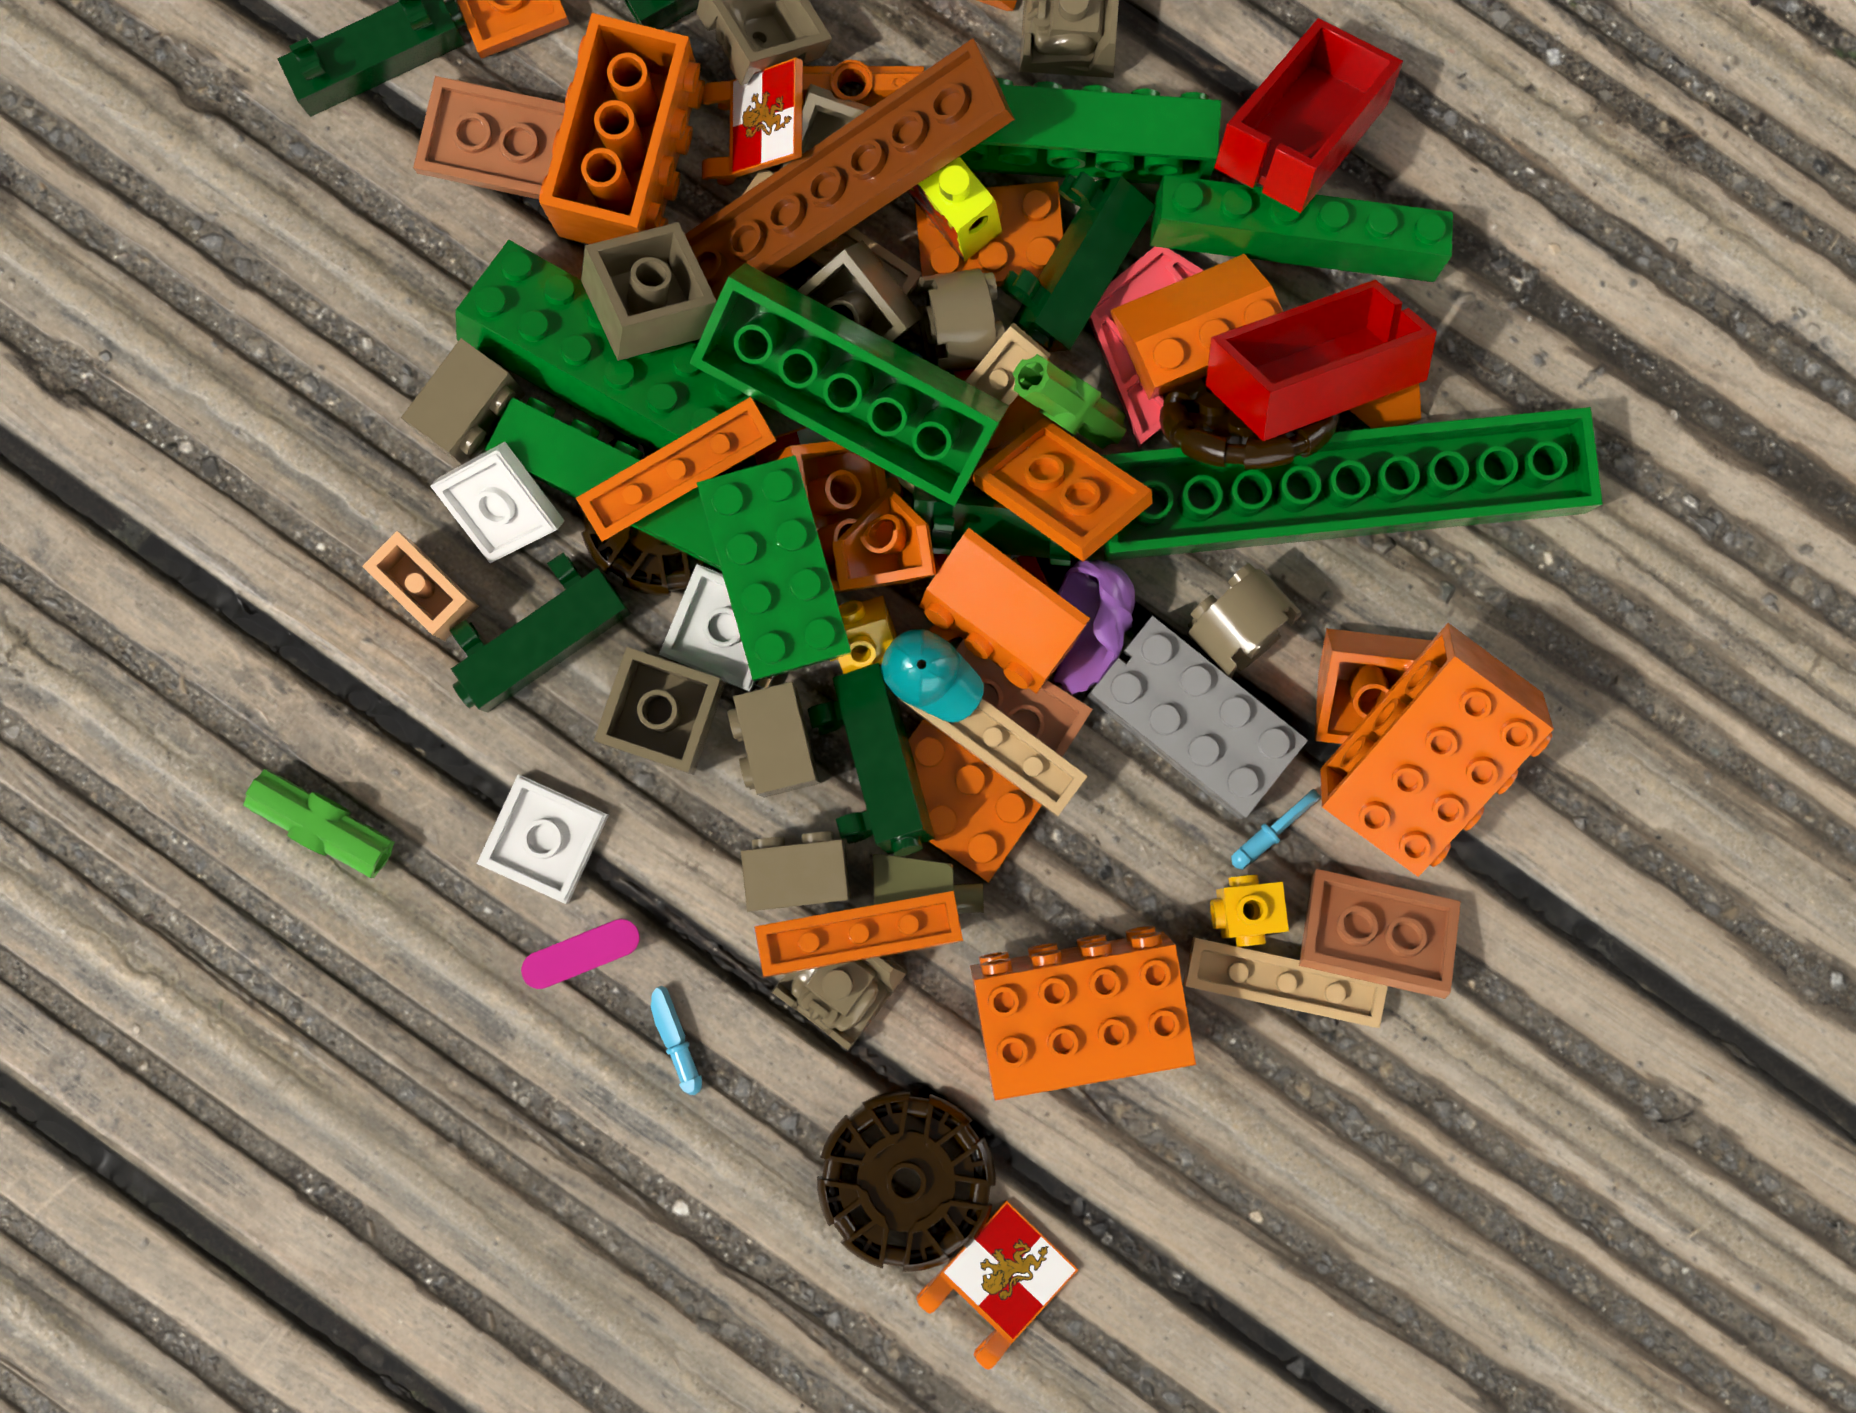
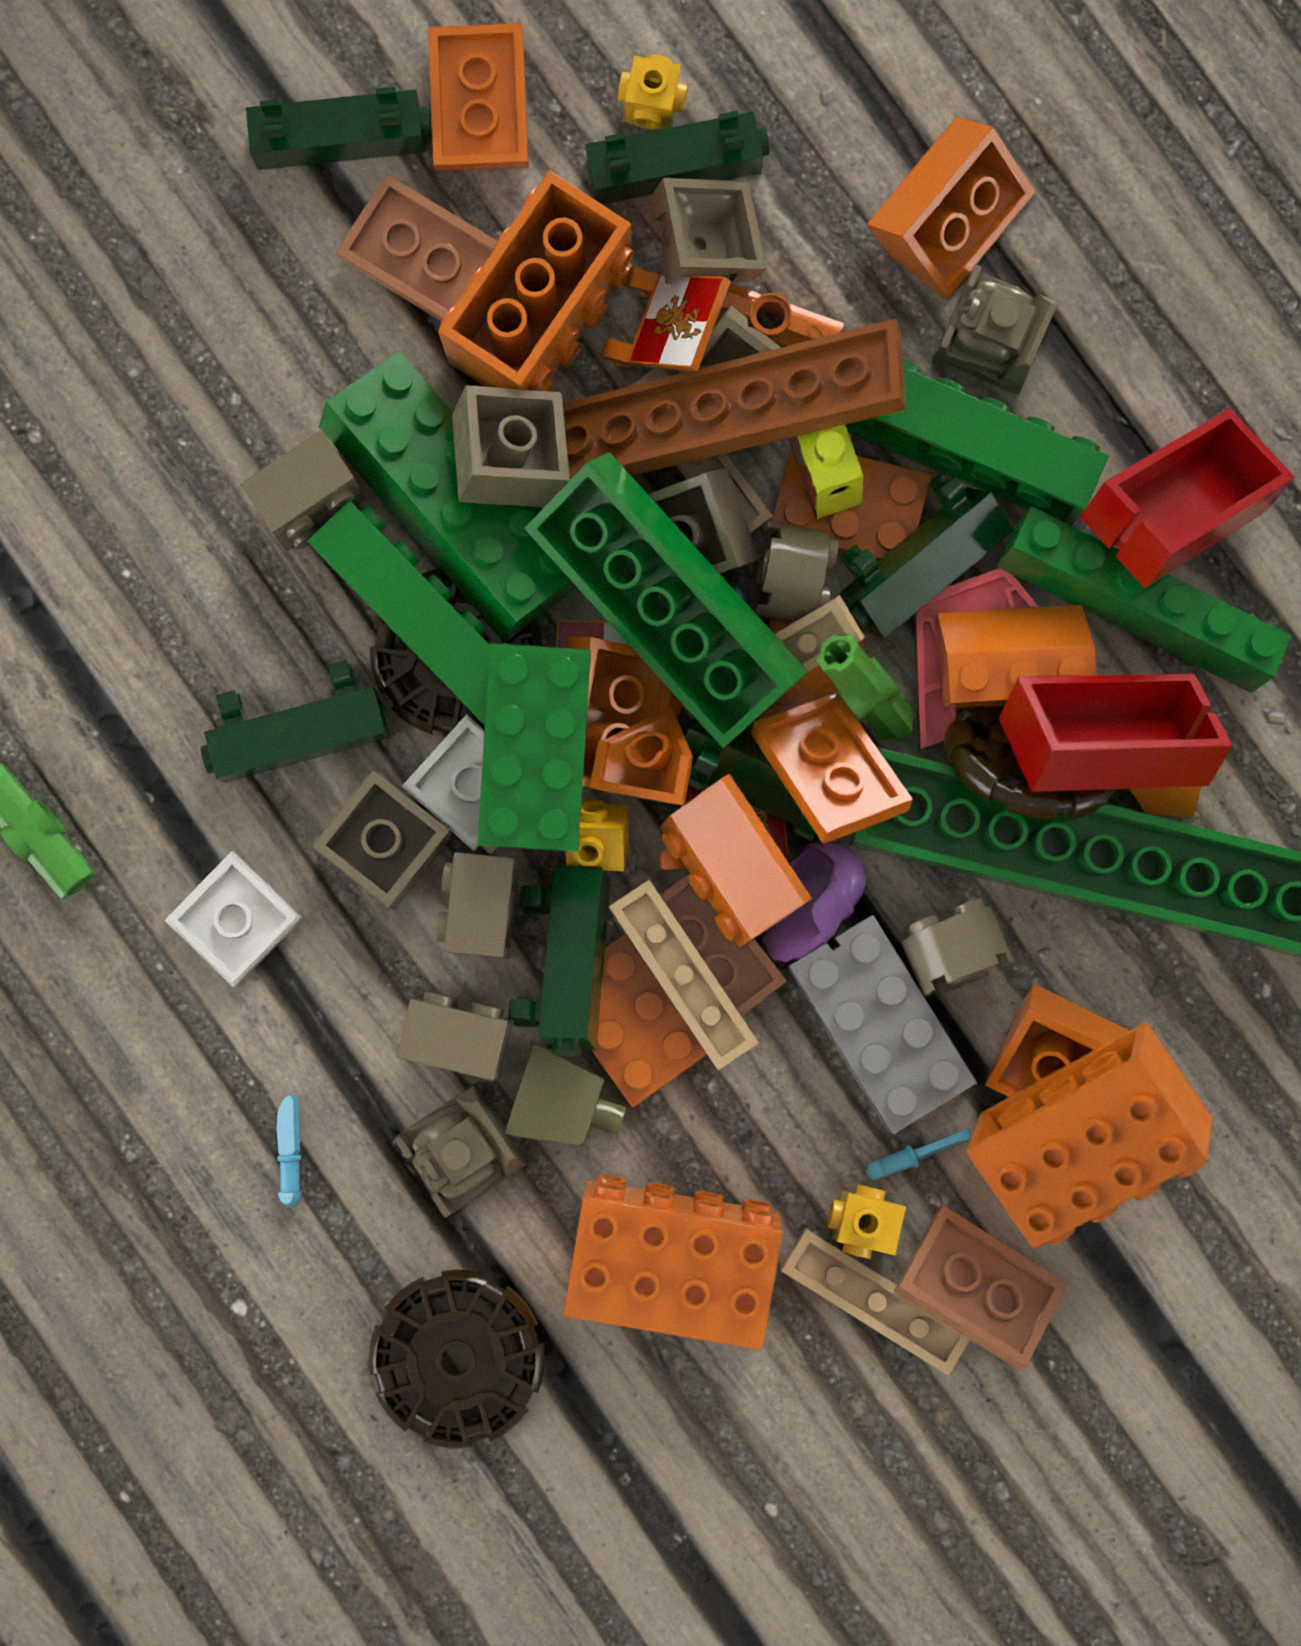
camera: 20 degrees right, 0 degrees up
(420, 585) = (203, 644): light nougat brick -> none
(497, 502) = (302, 593): white tile -> none
(580, 954) = (230, 1039): dark pink piece -> none
(676, 469) = (477, 622): orange plate -> none
(858, 934) = (492, 1114): orange plate -> none
(944, 687) = (658, 911): teal cap -> none
(1004, 1276) = (516, 1481): flag -> none

